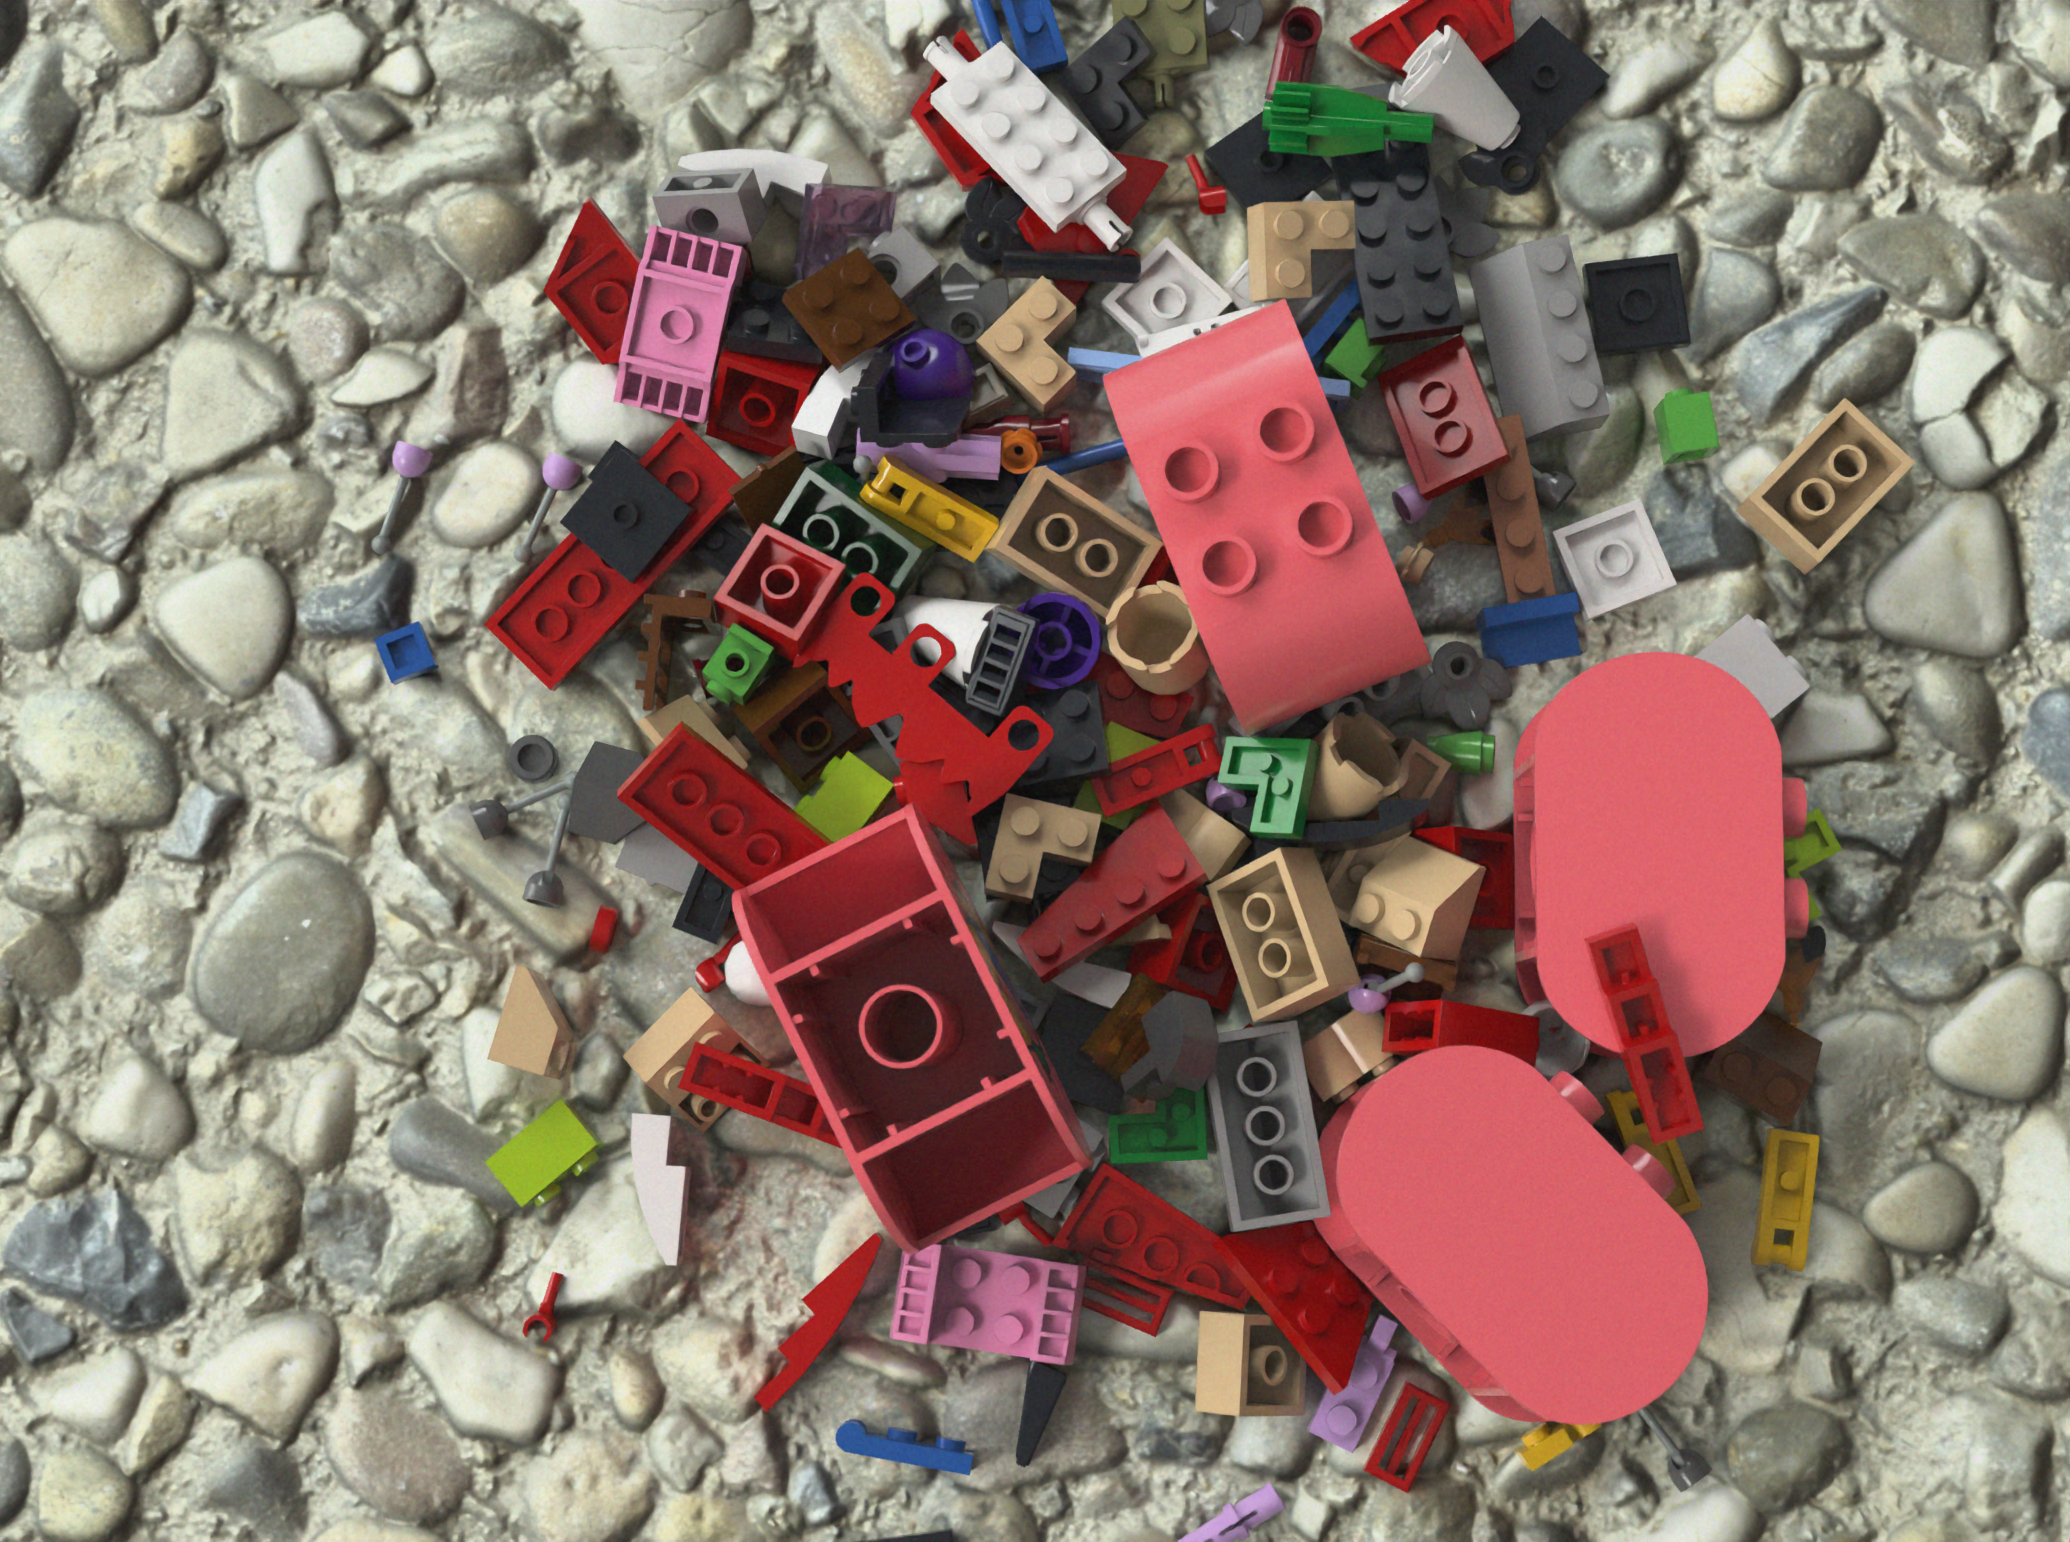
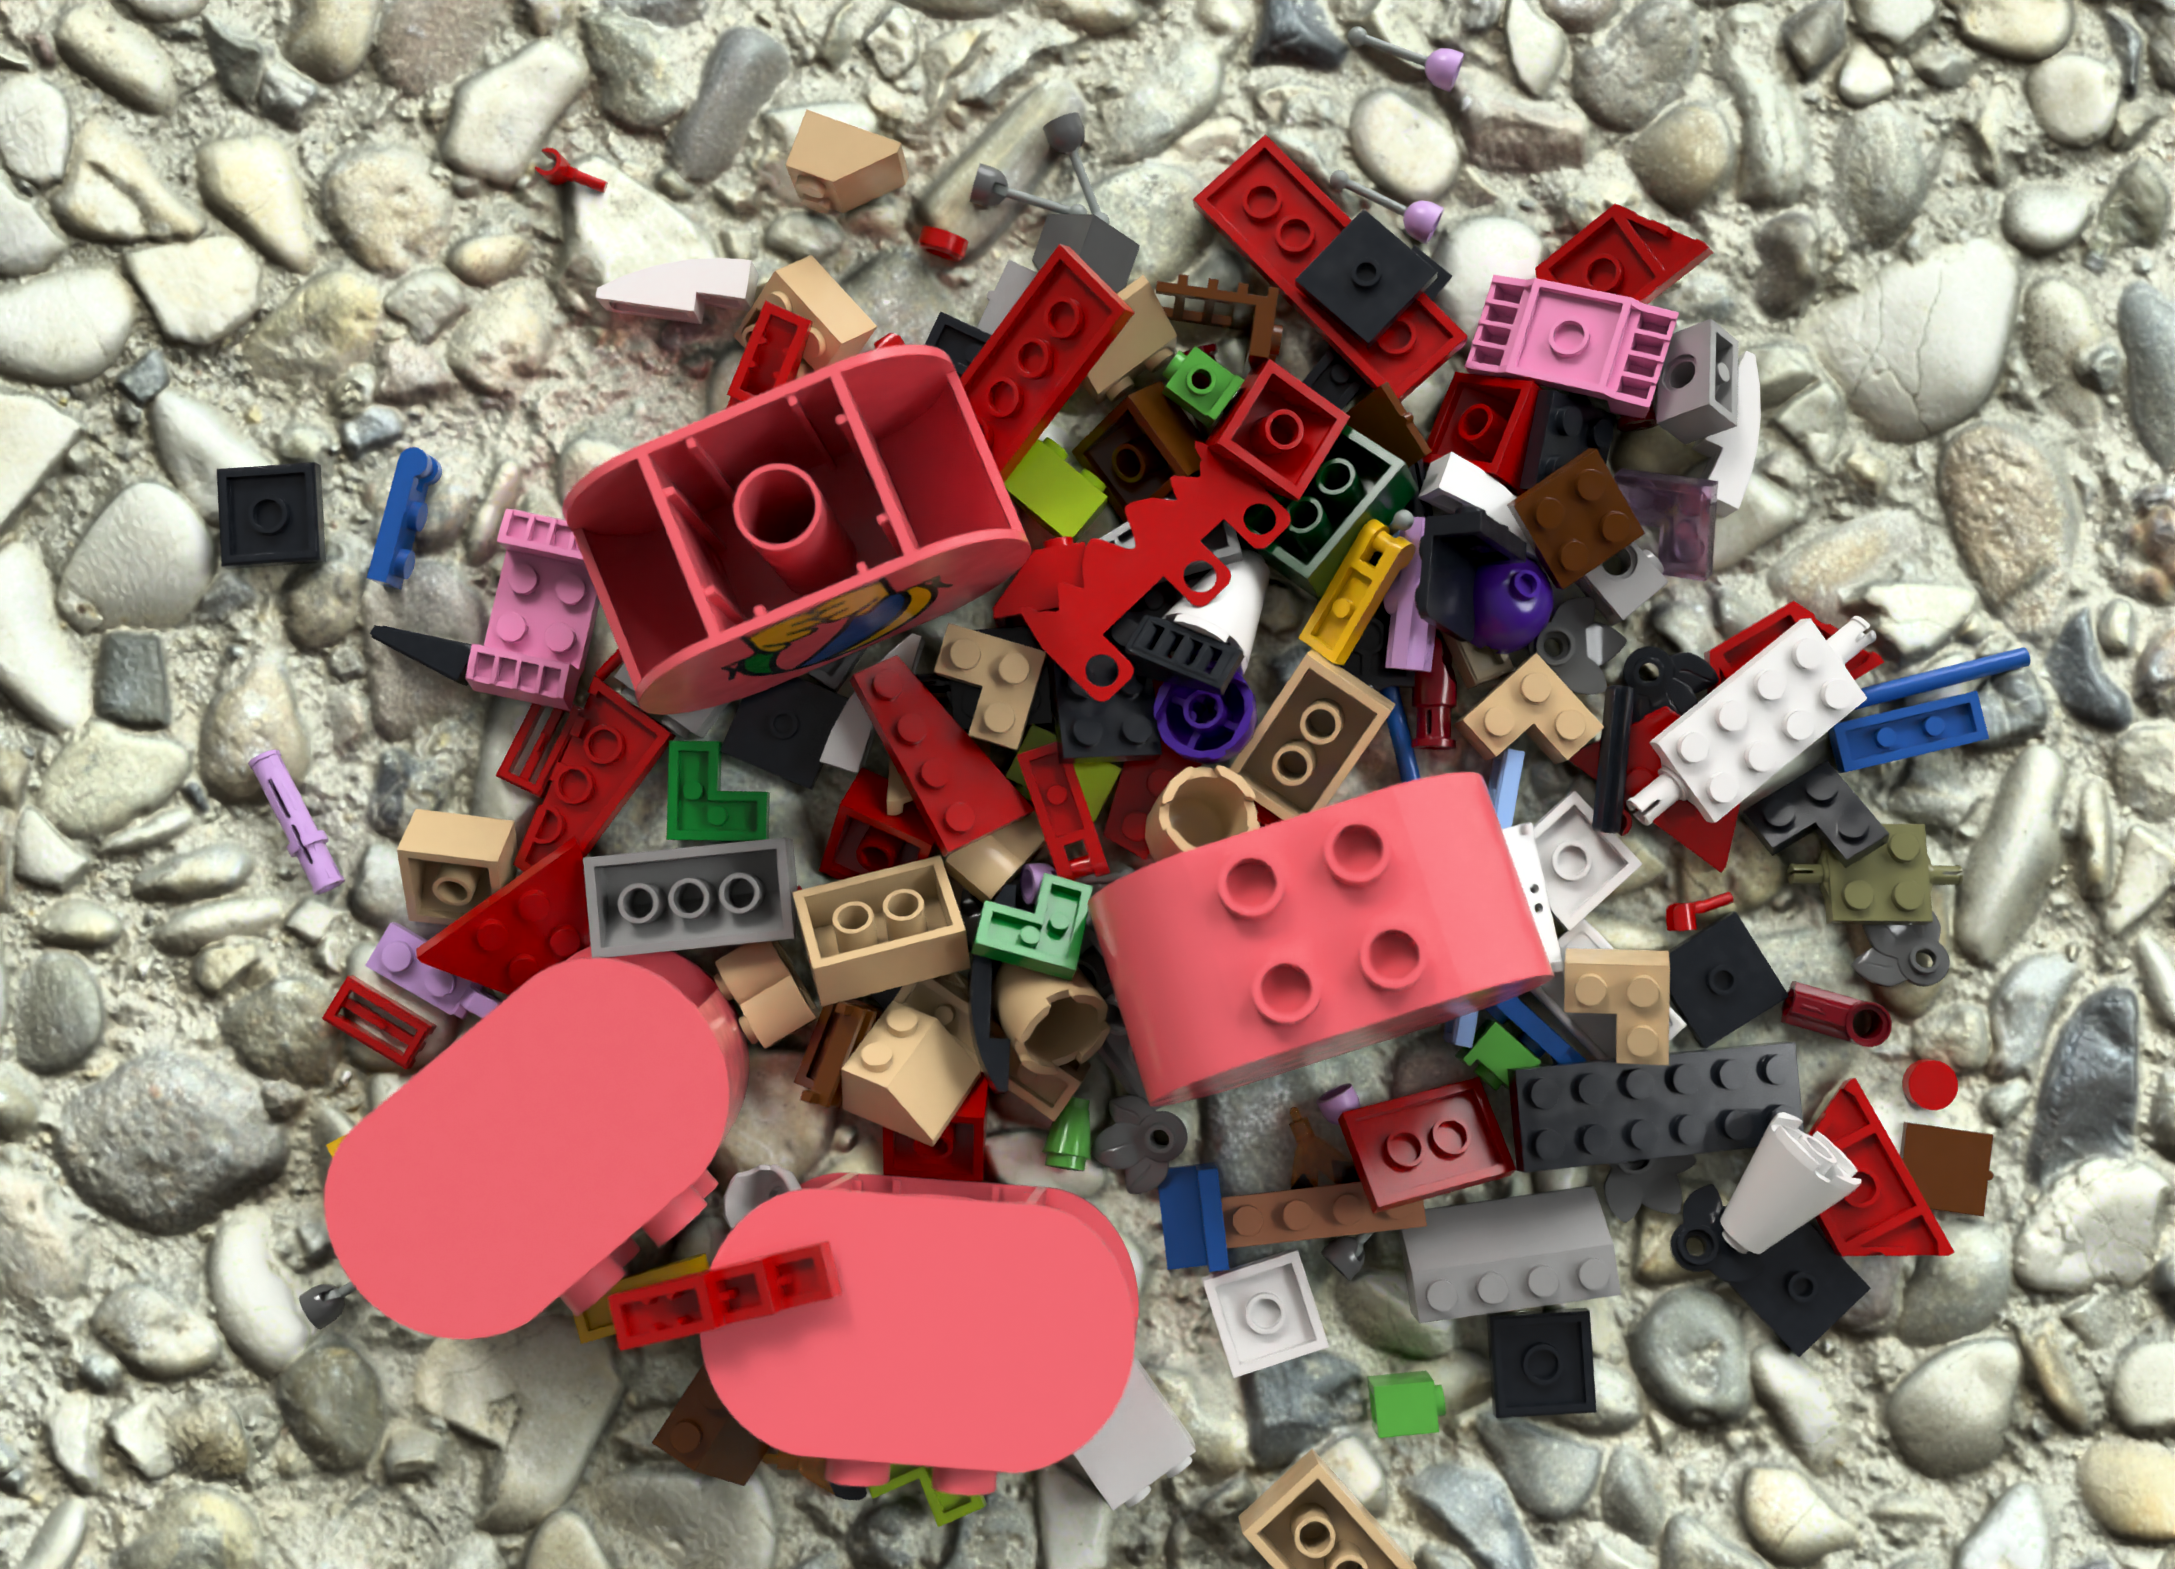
camera: 90 degrees right, 5 degrees up
(406, 653) = (1241, 56): blue plate -> none
(533, 759) = (1124, 182): dark grey tile -> none
(545, 1155) = (720, 175): lime brick -> none
(830, 1304) = (545, 448): red slope -> none
(1019, 462) = (1403, 691): orange plate -> none
(1121, 1036) = (792, 769): clear orange wing -> none
(1181, 1046) = (772, 816): dark grey brick -> none
(1336, 121) = (1759, 1053): green piece -> none
(1379, 989) = (818, 1027): hinge -> none
(1414, 564) = (1273, 1101): tan plate -> none
(1435, 1024) = (765, 1107): red brick -> none
(1785, 1198) = (586, 1432): yellow plate -> none

